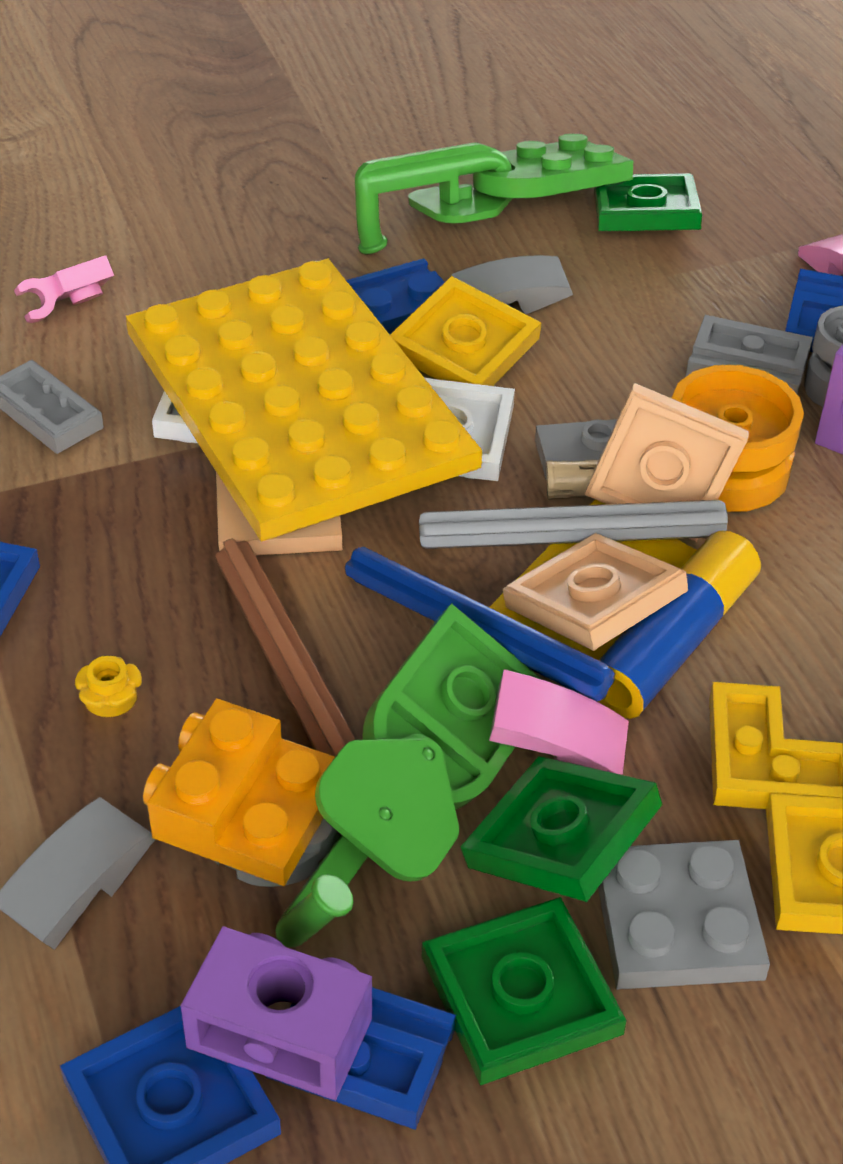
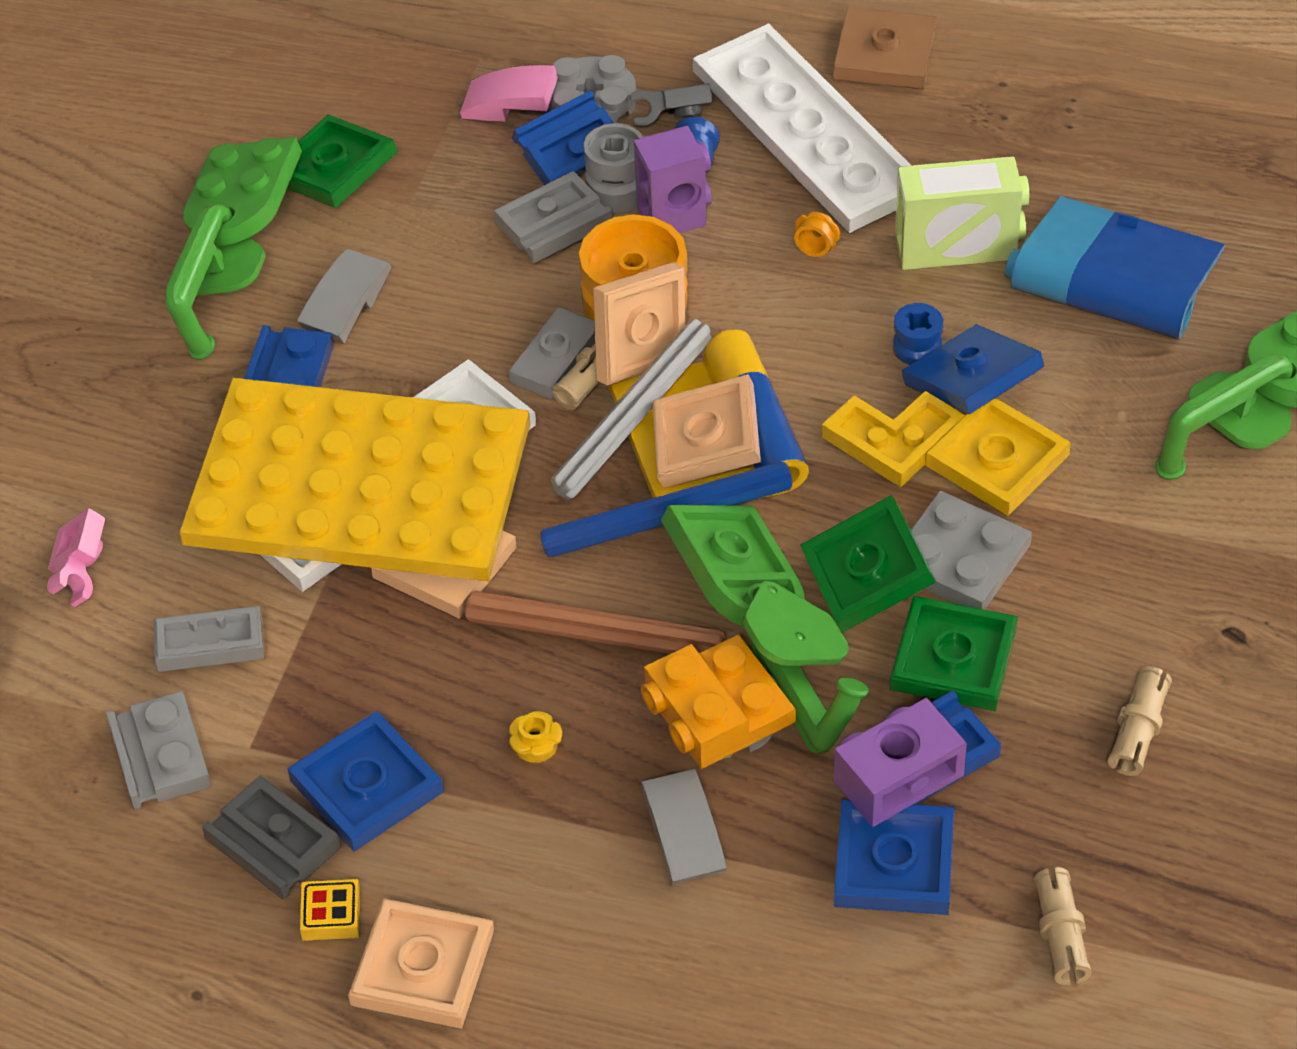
camera: 50 degrees left, 5 degrees up
(466, 335) = (383, 351): yellow plate -> none
(558, 723) = (787, 520): bright pink slope -> none

